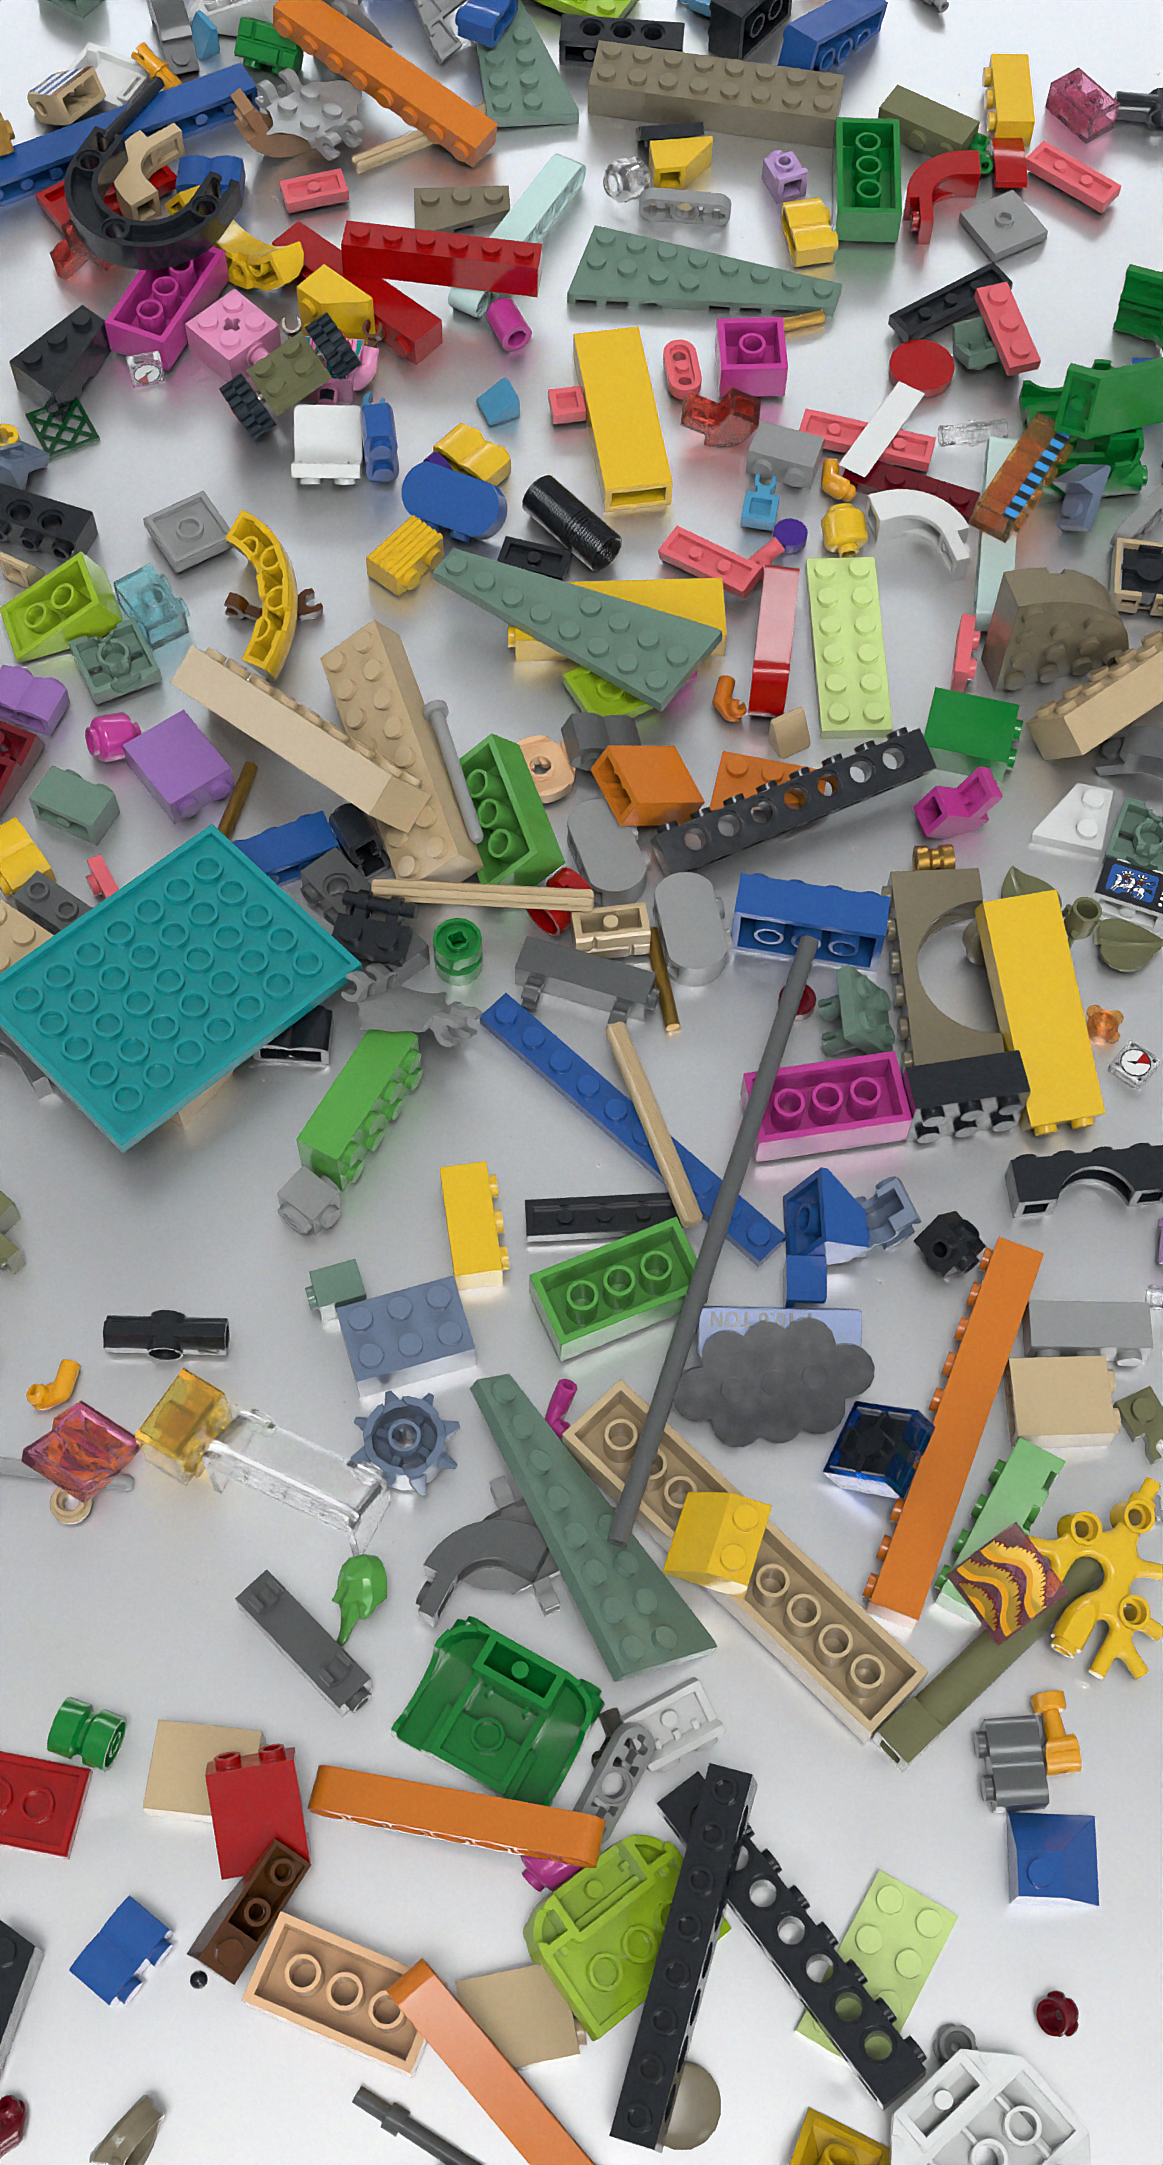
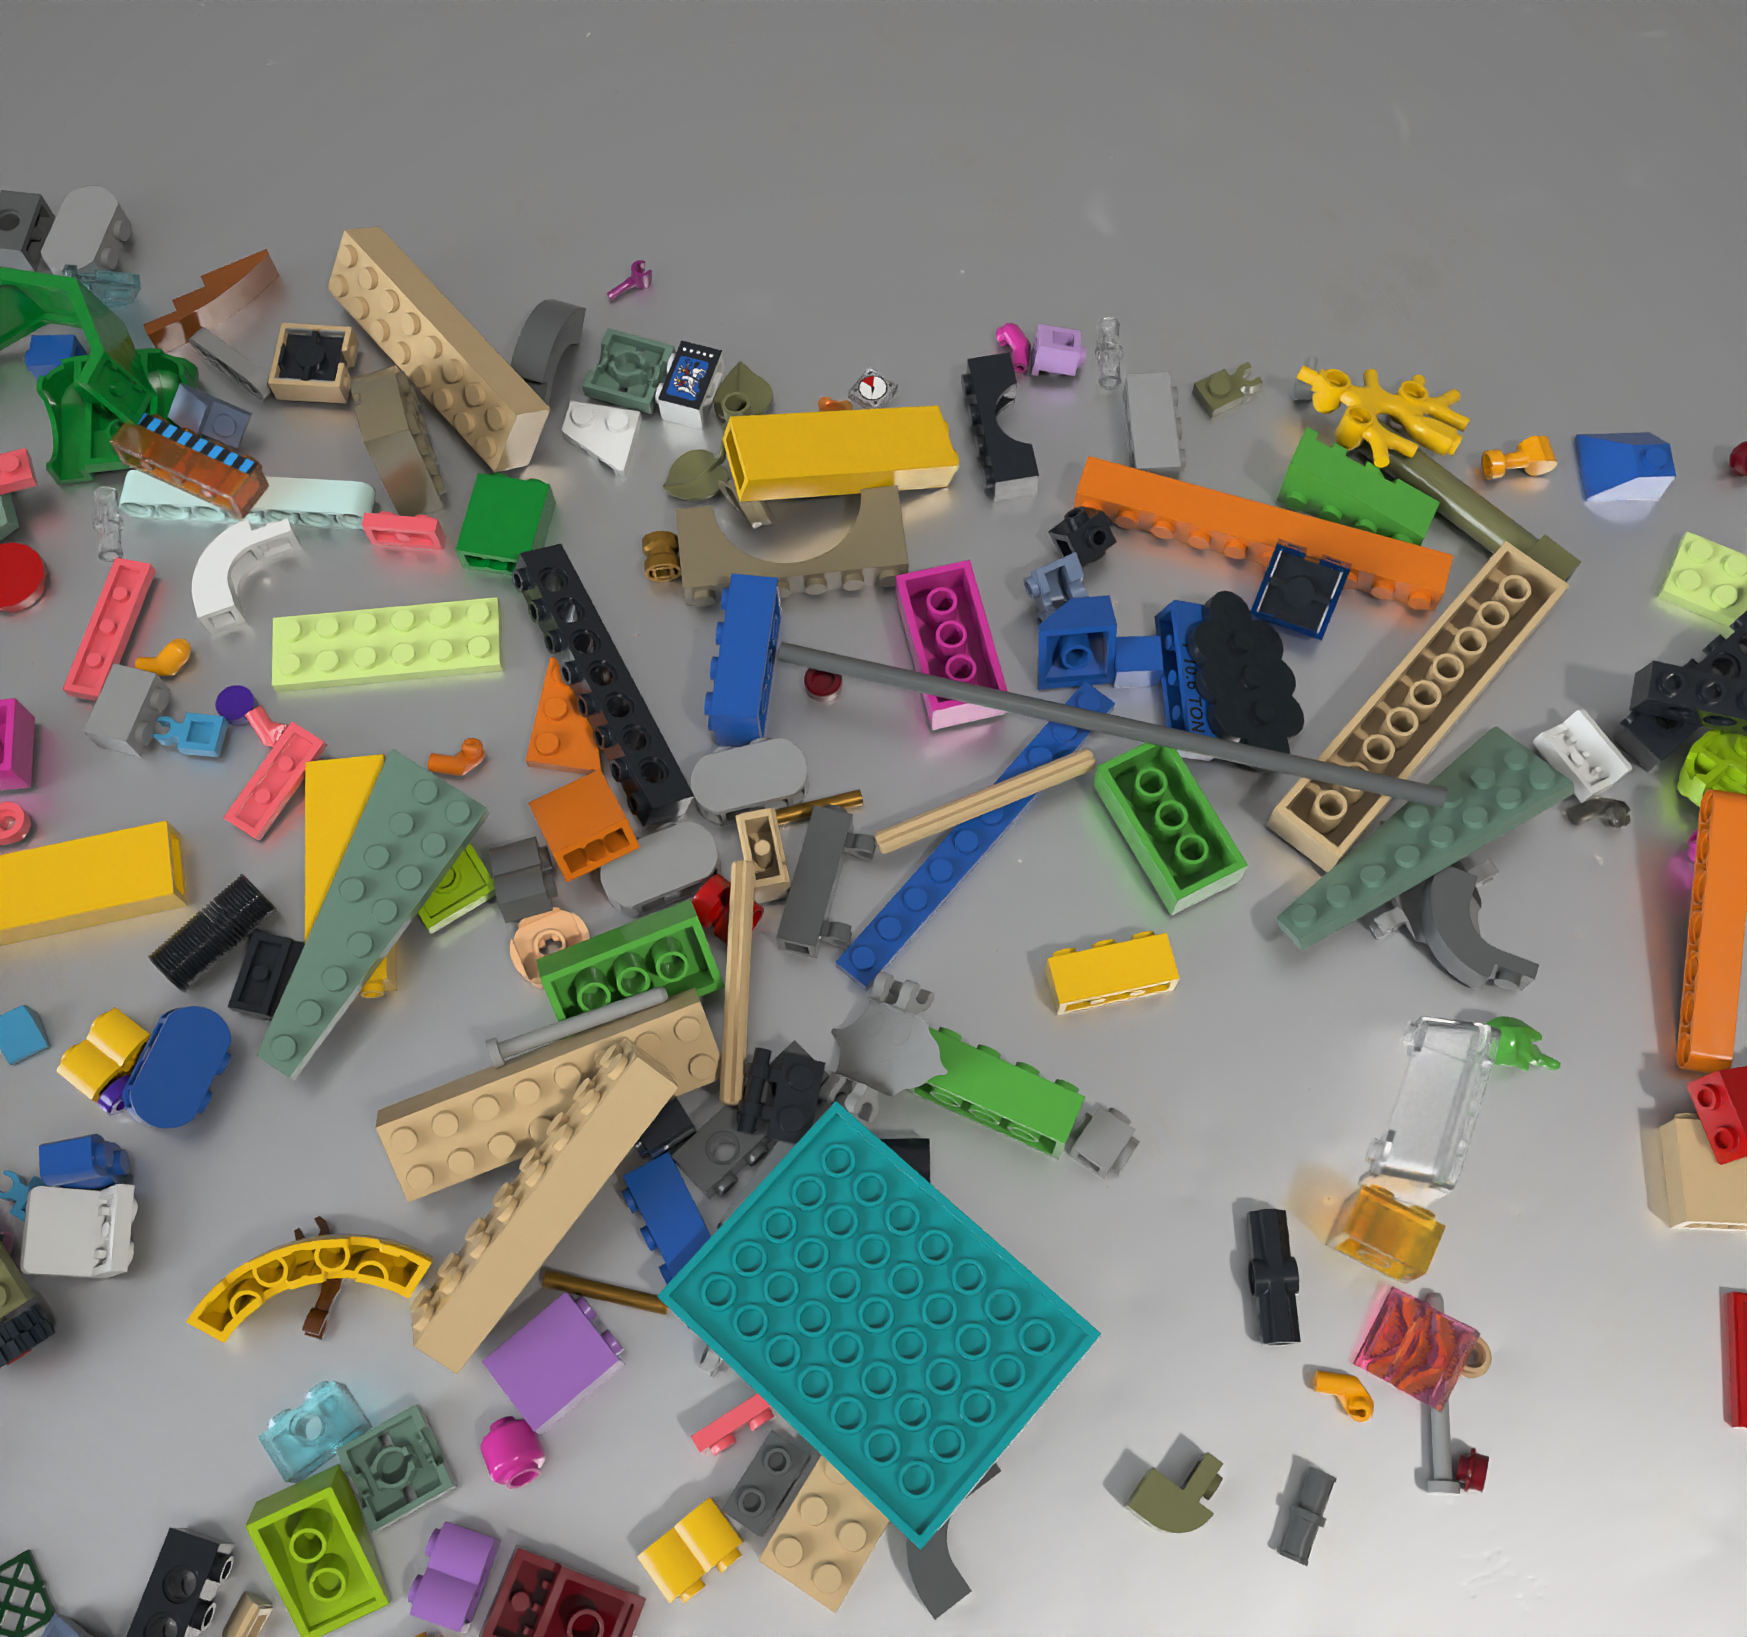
camera: 90 degrees left, 5 degrees up
(74, 804) = (609, 1486): sand green brick -> none
(88, 1734) = (1707, 1296): green wheel -> none
(188, 531) = (196, 1399): light grey plate -> none
(305, 1644) = (1571, 1094): dark grey brick -> none
(334, 1288) = (1200, 1102): sand green brick -> none
(400, 1420) = (1347, 1033): sand blue brick -> none
(405, 556) = (250, 1122): yellow brick -> none
(406, 1336) = (1243, 1025): sand blue brick -> none
(458, 951) = (794, 1011): green wheel -> none
(499, 1713) = (1604, 908): green piece -> none
(559, 1406) = (1292, 879): dark pink arm -> none
(567, 404) = (30, 953): coral plate -> none
(595, 1216) = (1085, 851): black plate -> none
(606, 1765) = (1645, 803): light grey beam -> none
(718, 1541) = (1432, 706): yellow slope -> none
(724, 422) = (75, 773): clear red brick -> none
(774, 641) = (391, 707): beam -> none
(789, 733) = (503, 696): tan slope -> none
(844, 530) = (237, 646): yellow head -> none
(863, 1015) = (863, 607): sand green plate -> none
(881, 429) = (100, 610): white sticker -> none
(889, 477) = (172, 596): dark red plate -> none
(958, 810) = (596, 529): dark pink brick -> none
(966, 1095) = (933, 512): black brick -> none
(1007, 1583) = (1420, 477): slope -> none
(1013, 1764) = (1553, 488): dark grey brick -> none
(1061, 1401) = (1225, 448): tan brick -> none

